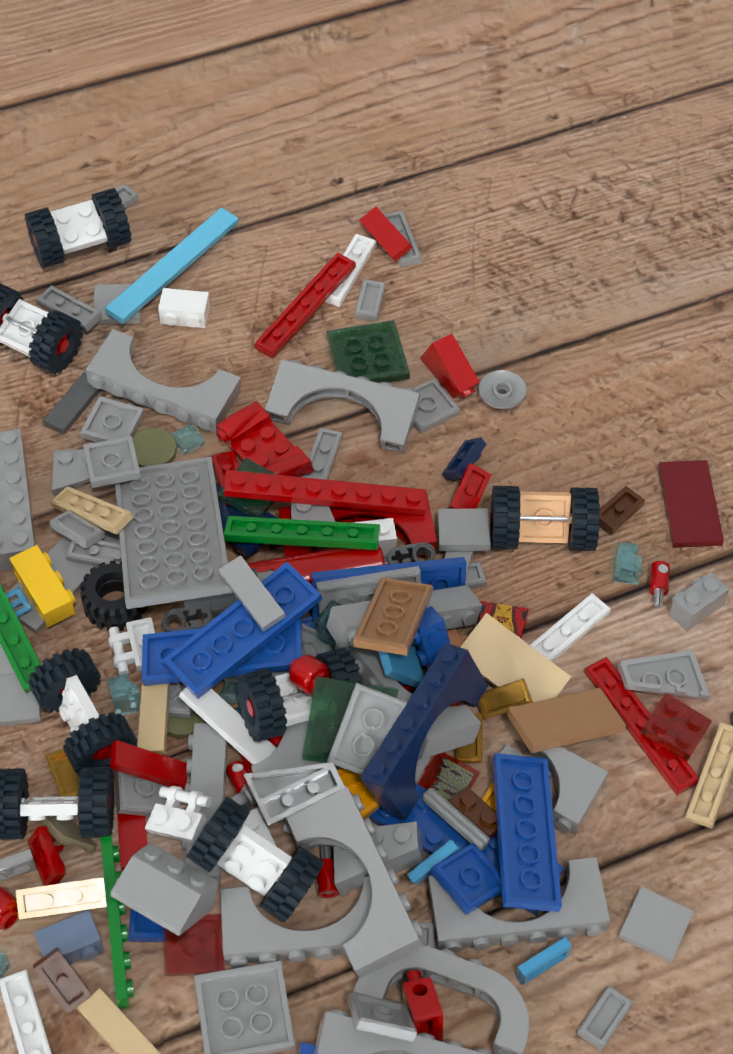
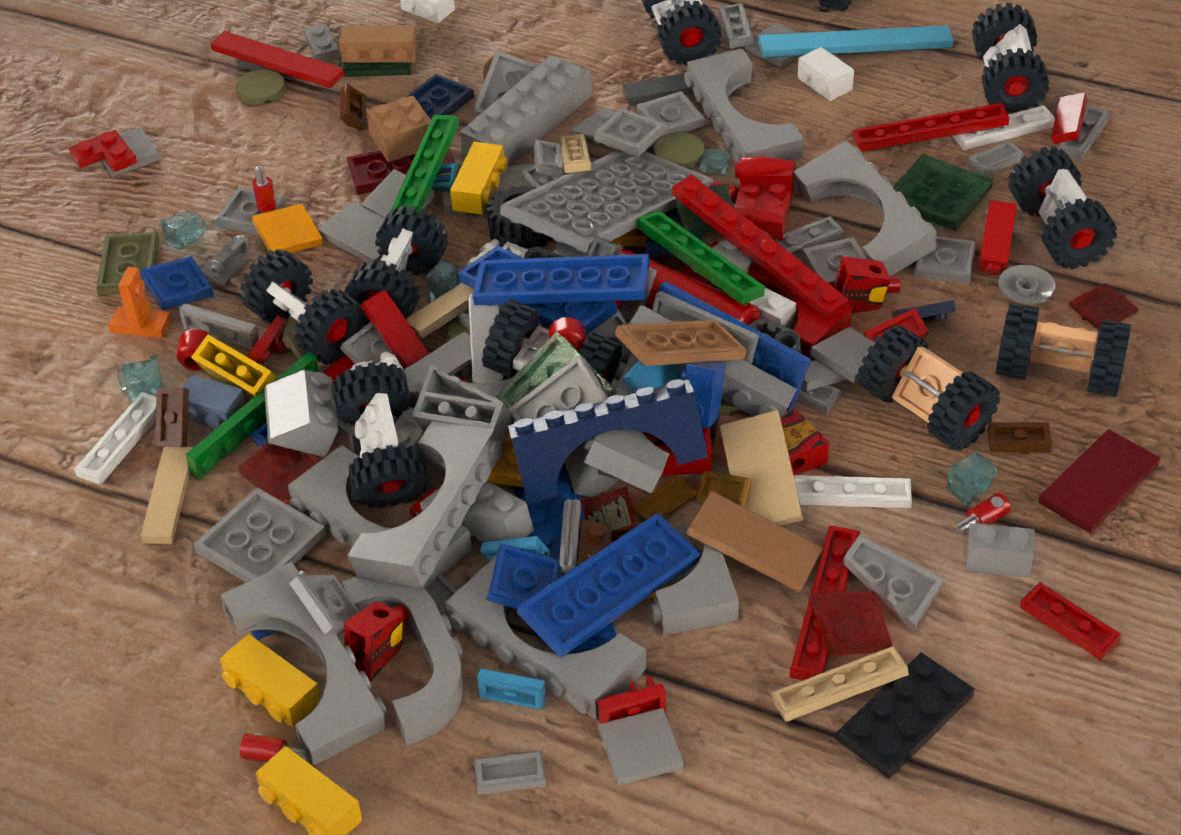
camera: 50 degrees right, 10 degrees down
(252, 593) = (591, 254): light grey tile -> none
(319, 221) = (1011, 70): none -> black plate
(369, 461) = (826, 258): none -> light grey plate
(411, 462) = (864, 283): none -> red torso
(469, 312) = (1075, 225): none -> black plate
(556, 371) = (1103, 304): none -> clear red piece
(612, 410) = (1063, 348): none -> black plate
(627, 892) = (632, 702): none -> red plate

